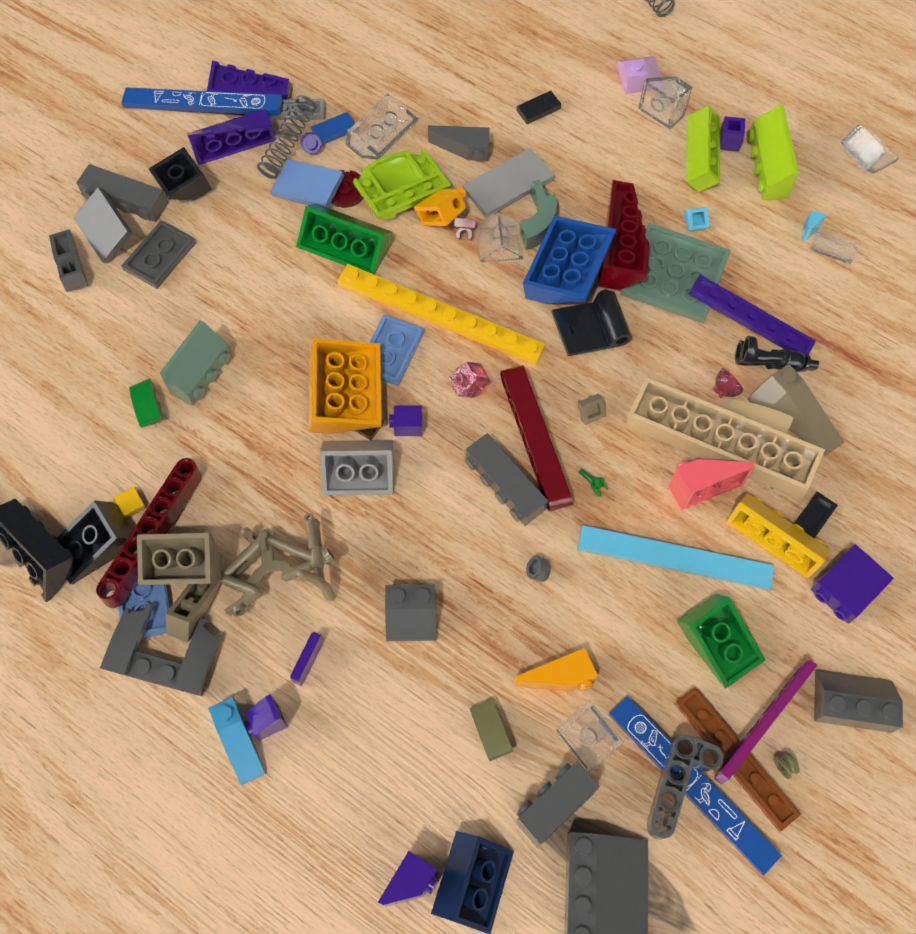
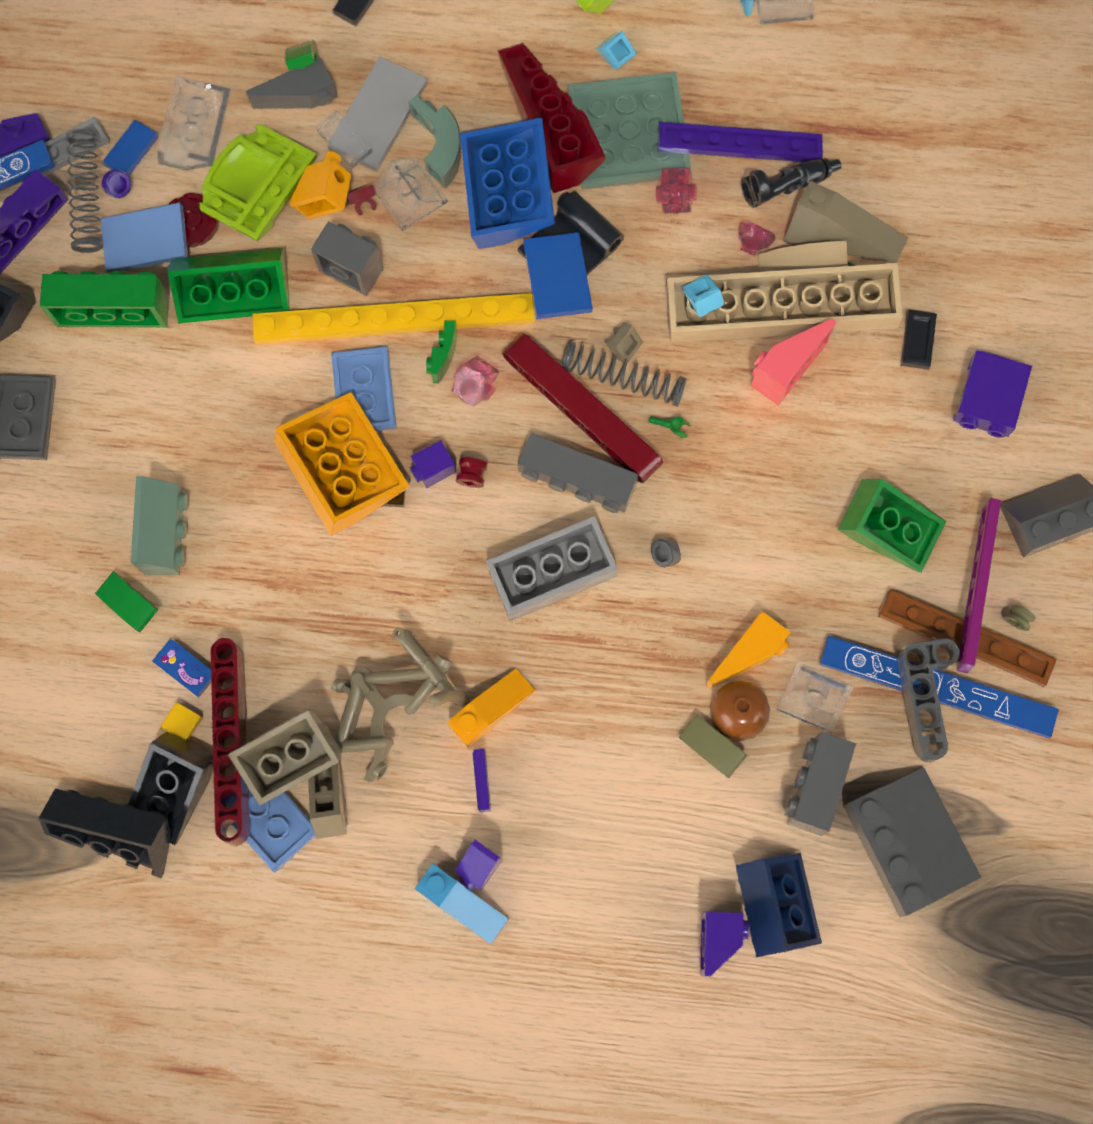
camera: 25 degrees left, 10 degrees up
(124, 659) = (293, 890): dark grey wedge -> none
(154, 466) = (184, 667): none -> blue tile
(256, 206) = (104, 299): none -> green brick
(344, 610) = (490, 708): none -> light orange slope
(357, 467) = (410, 546): light grey slope -> none
(410, 612) = (561, 672): dark grey slope -> none
(431, 257) = (347, 257): none -> dark grey brick
(431, 440) = (471, 472): none -> dark red wheel
(446, 534) = (552, 568): none -> light grey brick
(457, 353) = (442, 355): none -> green slope
(475, 185) = (344, 139): none -> clear tile
(478, 121) = (301, 55): none -> green slope
(527, 715) = (740, 711): none -> dark orange cylinder
(569, 340) = (557, 275): none -> blue tile
(611, 462) = (681, 381): none -> dark grey piece
(665, 400) = (703, 295): none -> medium azure slope
(676, 557) = (799, 462): medium azure tile -> none
(686, 325) = (676, 190): none -> clear pink brick
(778, 535) = (894, 381): yellow slope -> none

